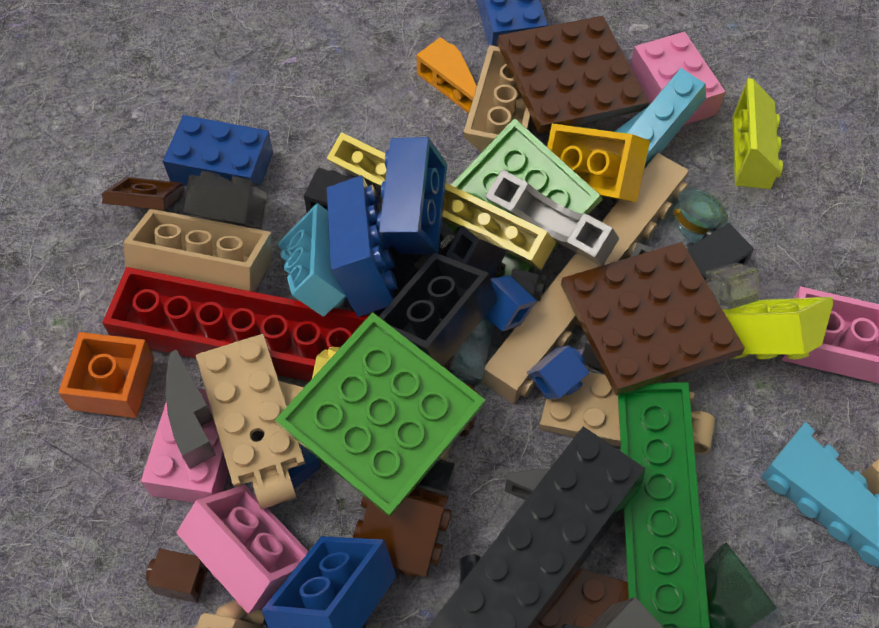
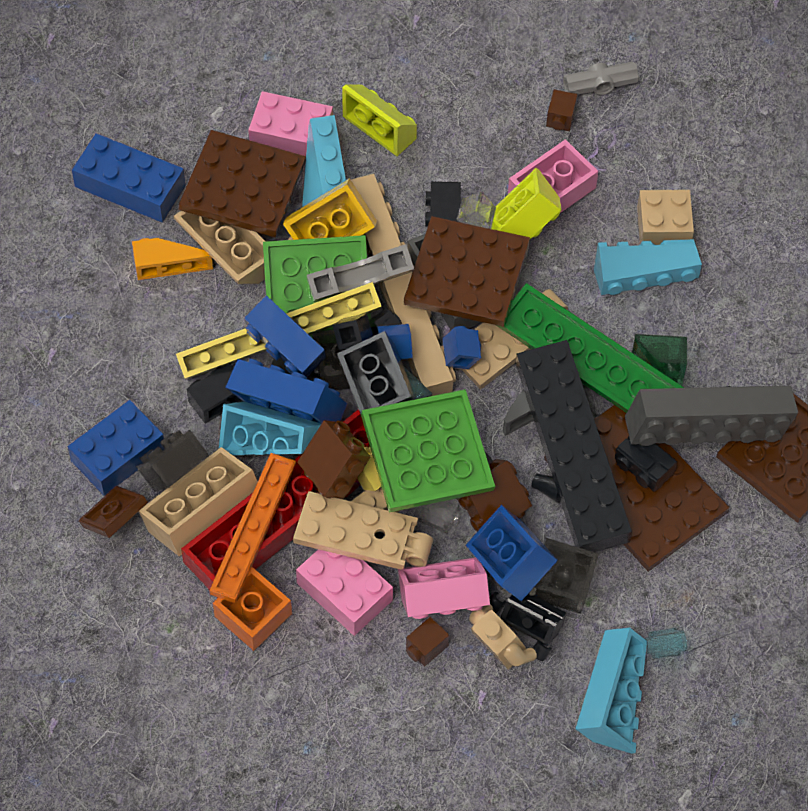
camera: 55 degrees left, 0 degrees up
(187, 312) = (252, 528): none -> orange tile
(187, 413) = (332, 563): dark grey slope -> none
(303, 328) = (334, 459): none -> reddish brown brick
(698, 213) = (406, 192): clear light blue piece -> none

